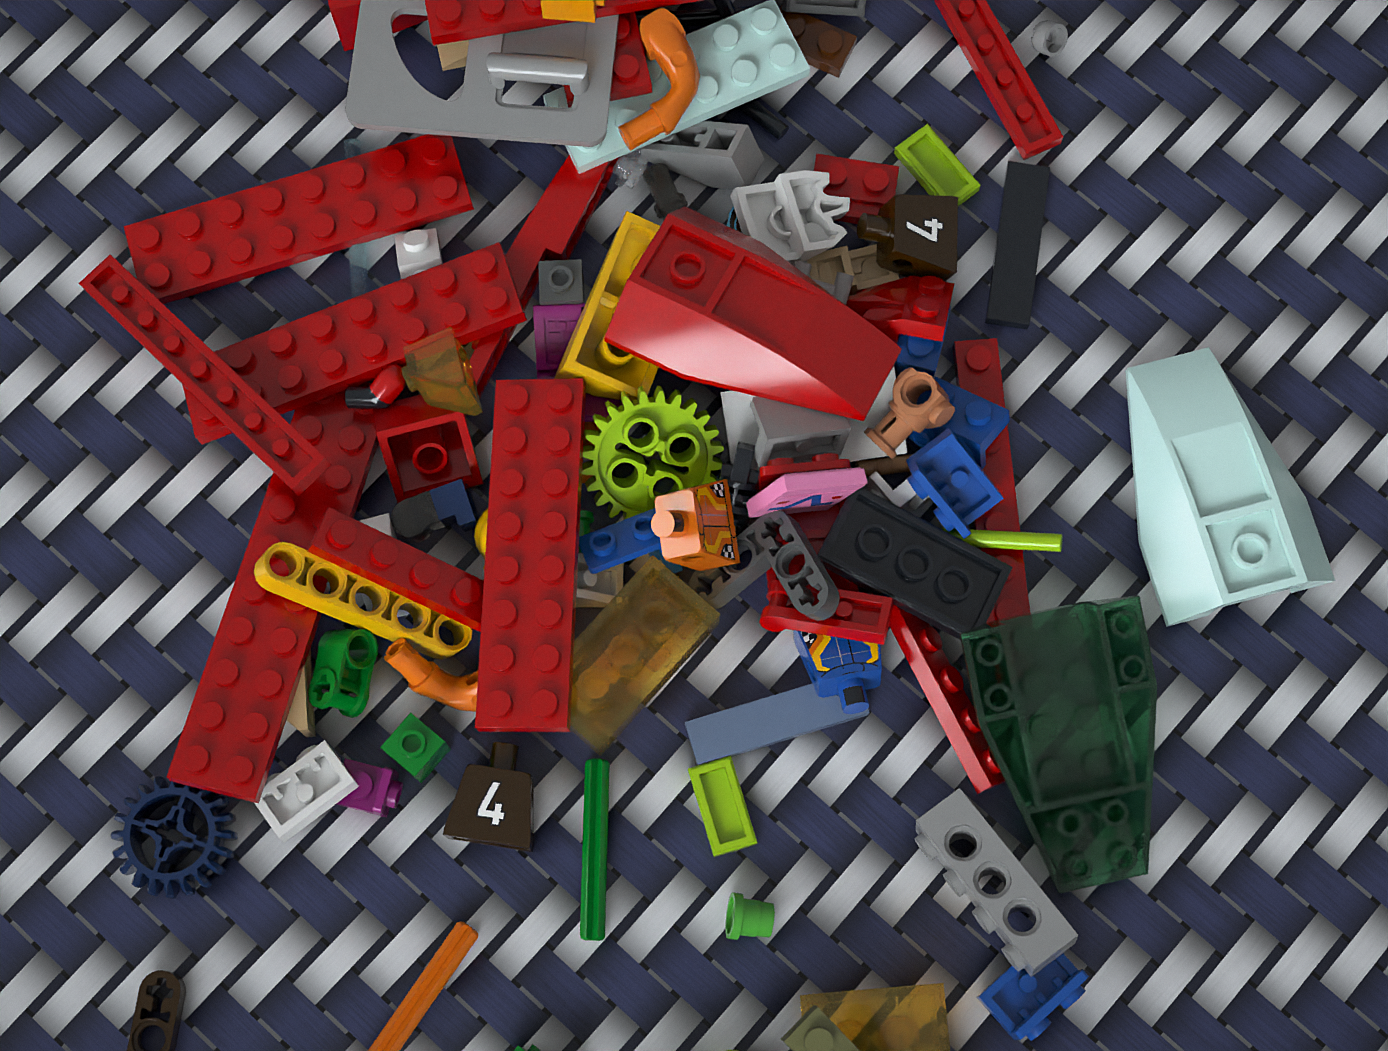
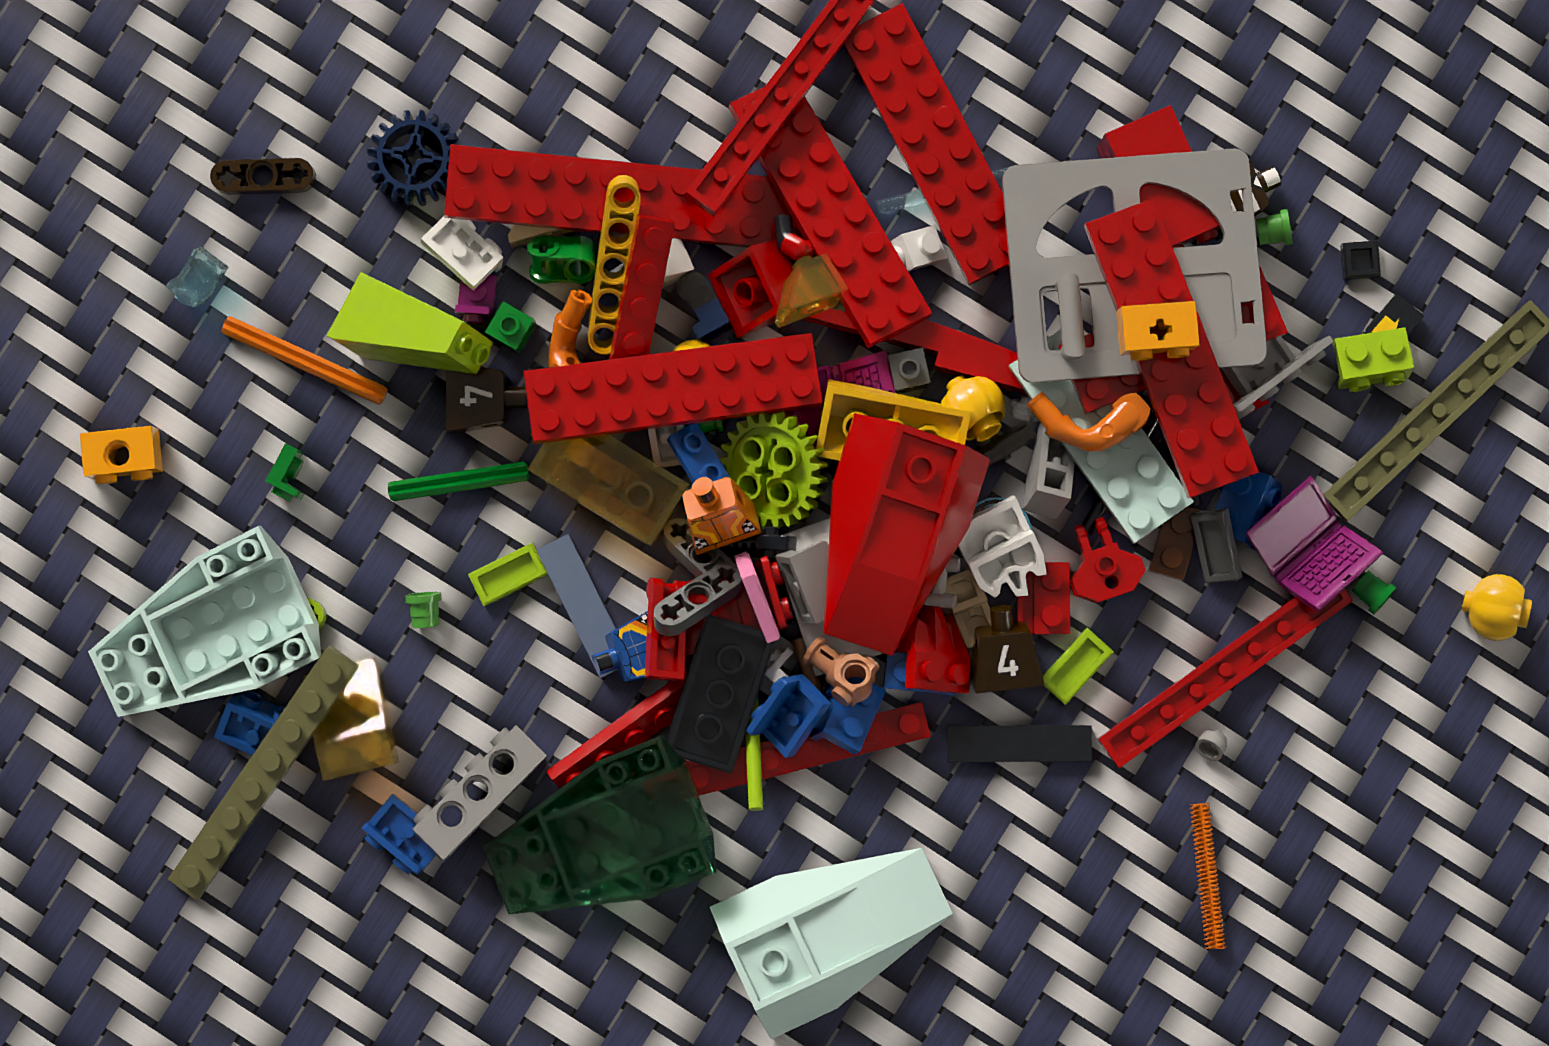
camera: 85 degrees right, 10 degrees up
(390, 875) = (400, 329): none -> lime slope
(606, 209) = (982, 399): none -> yellow plant
(833, 110) = (1101, 563): none -> red hinge
(1196, 67) = (1208, 876): none -> orange axle

